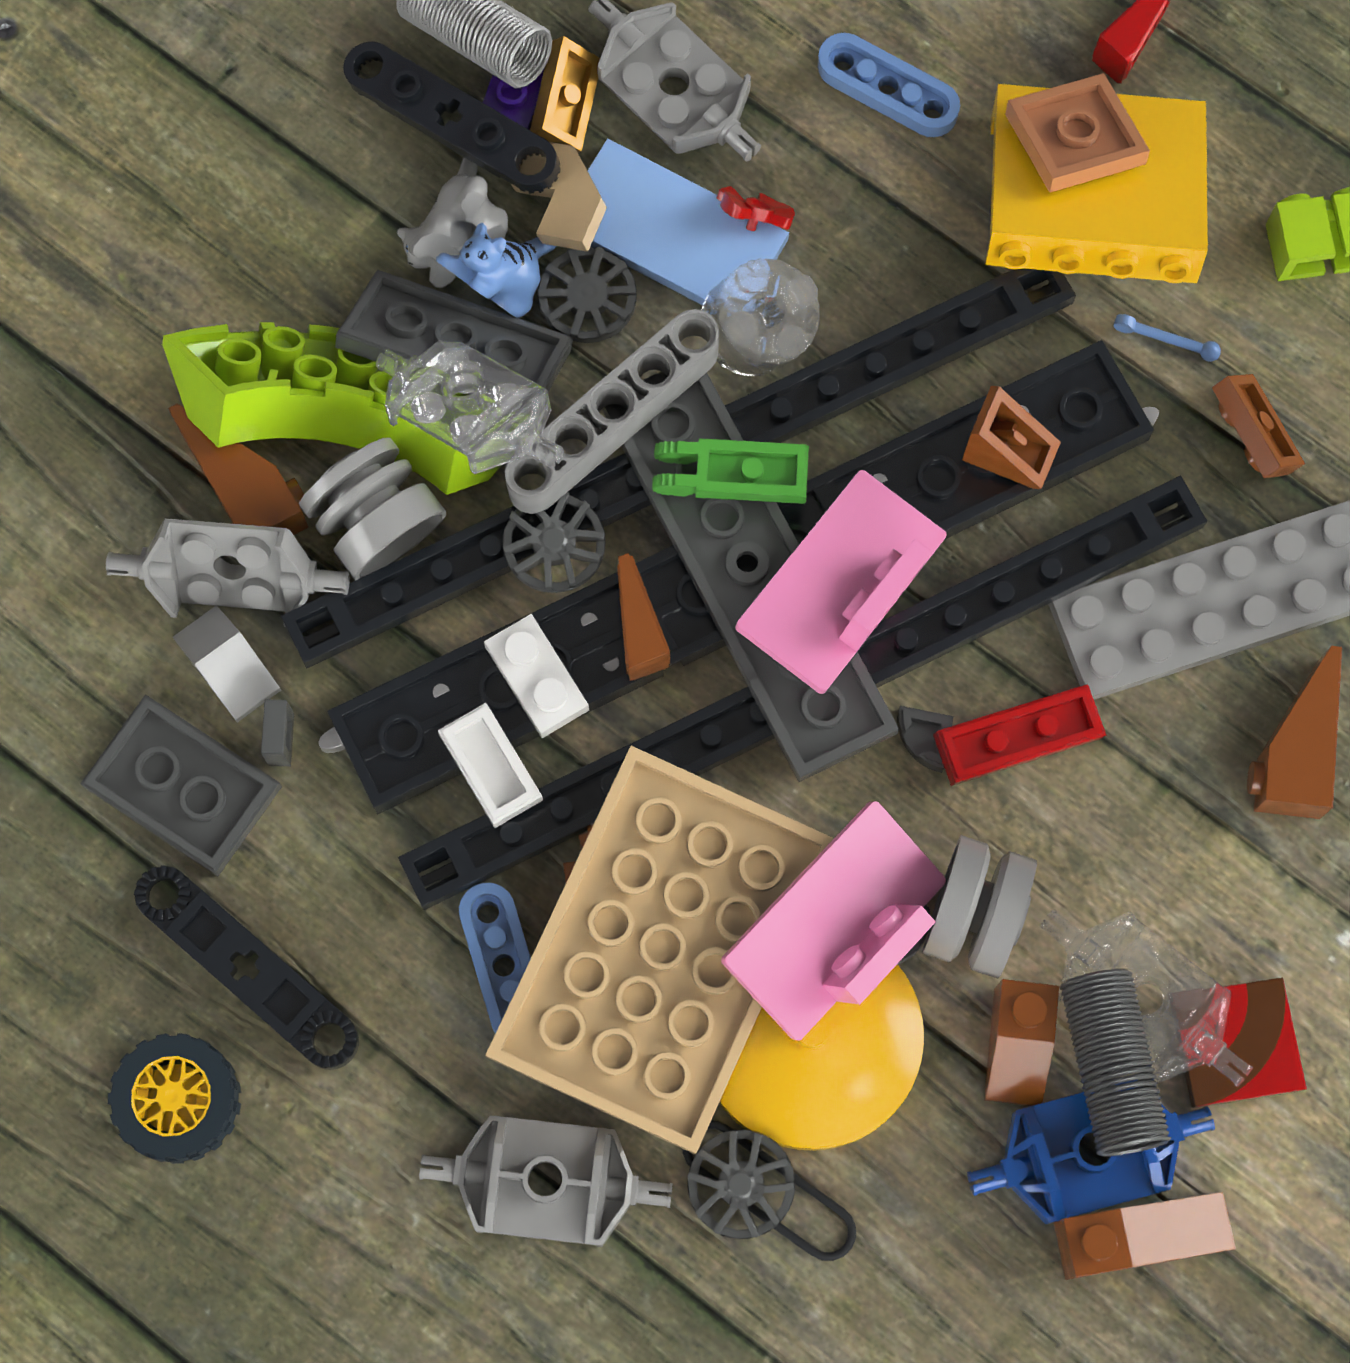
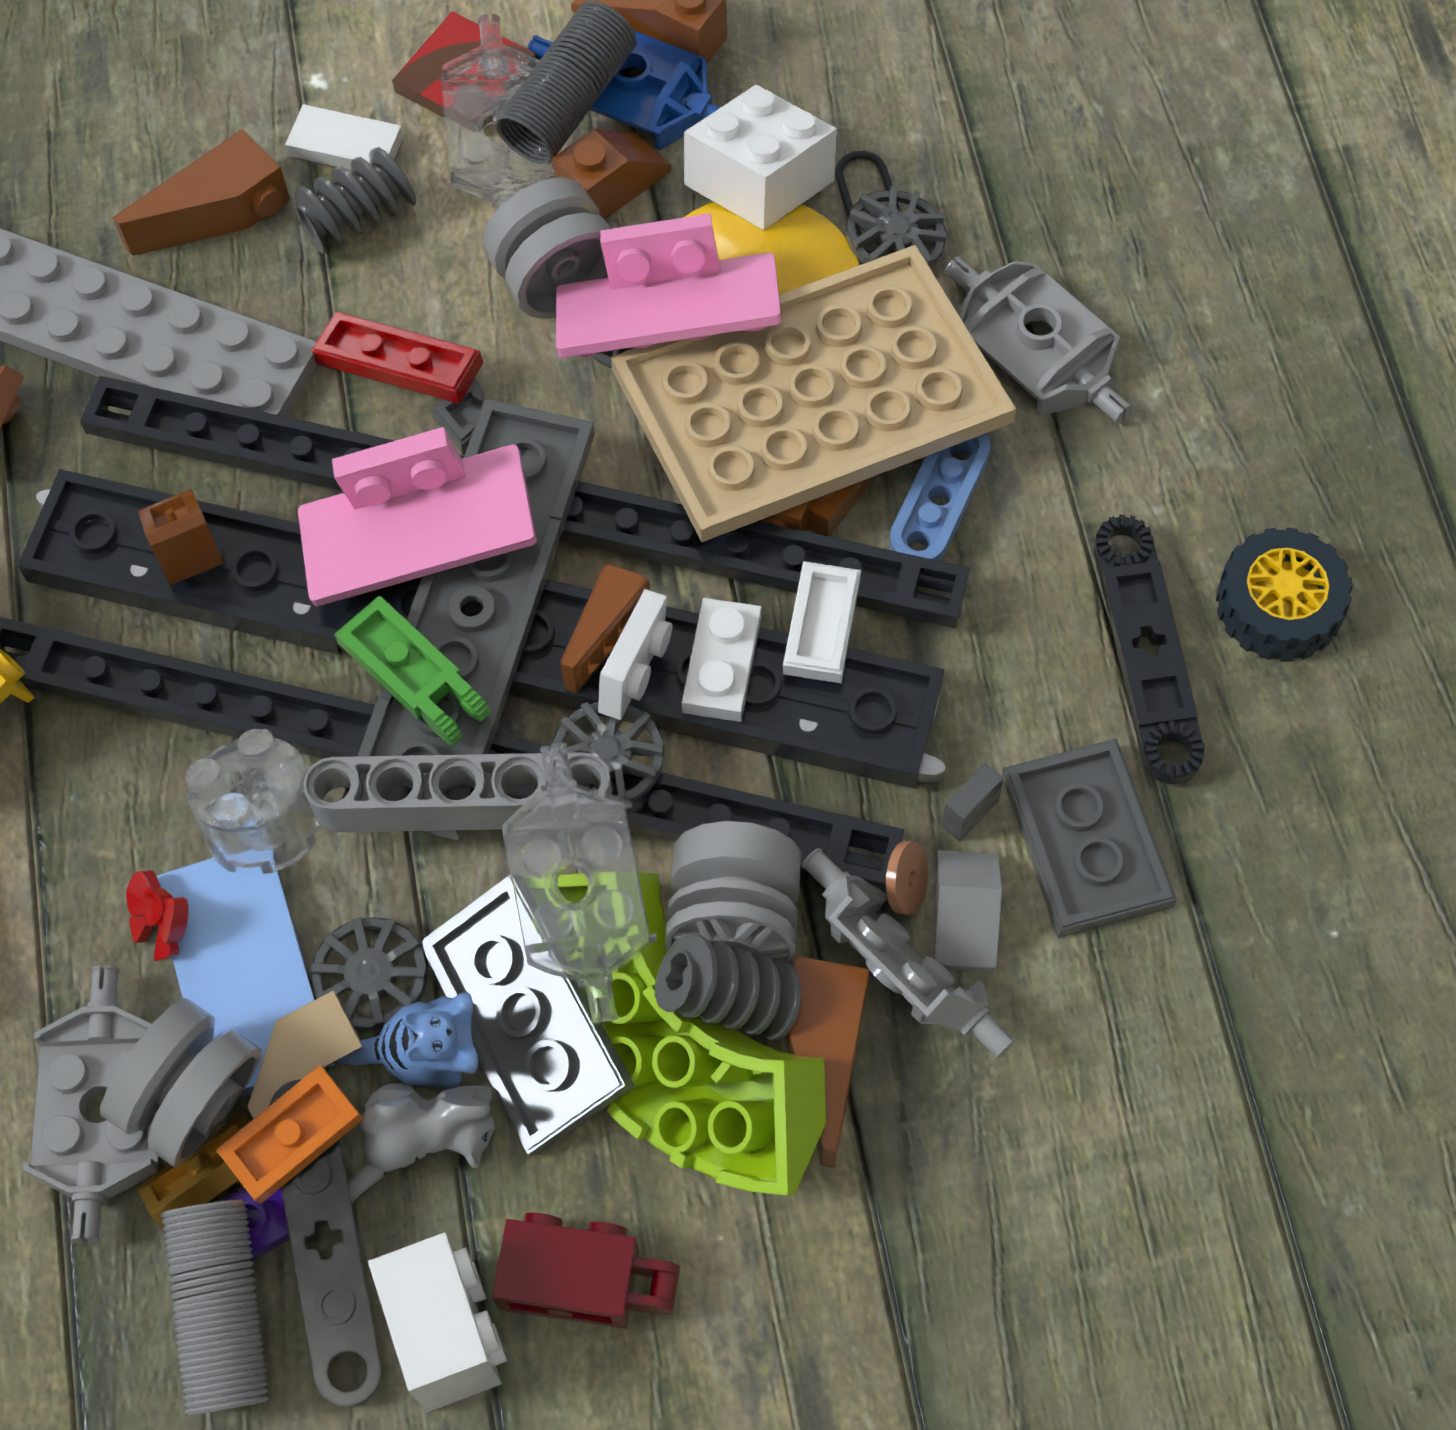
camera: 135 degrees left, 10 degrees down
(276, 224) = (578, 1273): none -> dark red brick
(277, 638) = (906, 878): none -> nougat wheel
(319, 435) = (729, 987): none -> dark grey piece
(329, 116) = (435, 1323): none -> white brick
(514, 131) = (289, 1134): none -> orange plate
(580, 588) = (628, 666): none -> white plate
(604, 106) = (180, 1082): none -> light grey wheel
(902, 1142) = (759, 156): none -> white brick
(1188, 832) = (352, 196): none -> dark grey piece
(1263, 893) = (339, 137): none -> white tile

